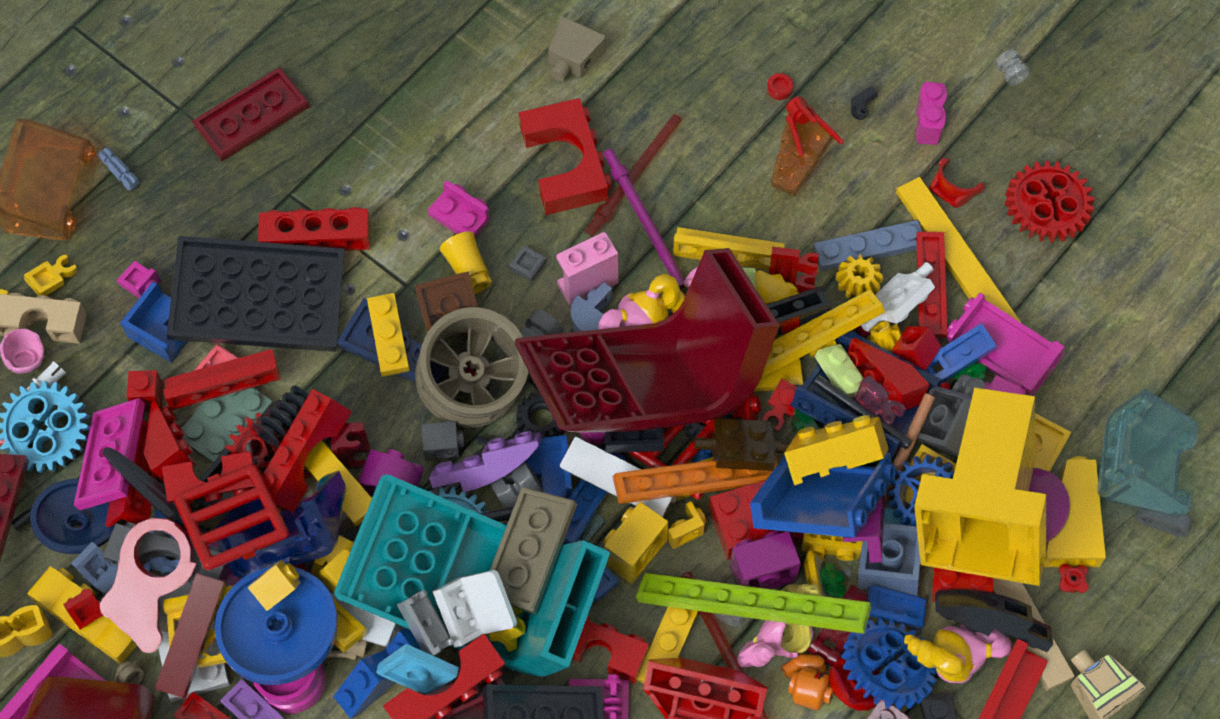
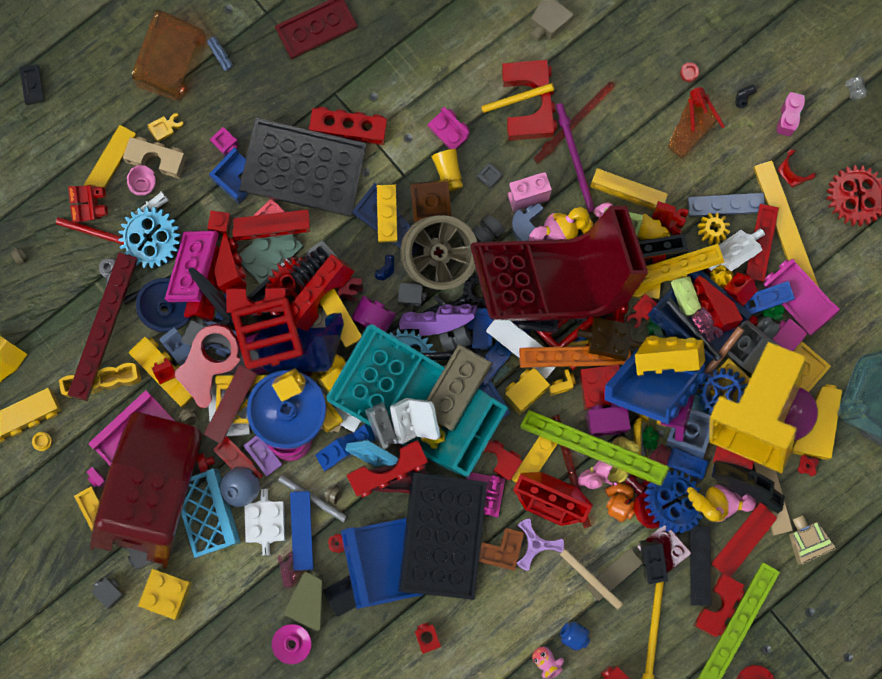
camera: 10 degrees right, 15 degrees up
(400, 414) = (387, 270): none -> clear blue arm
(548, 153) = (519, 97): none -> yellow bar

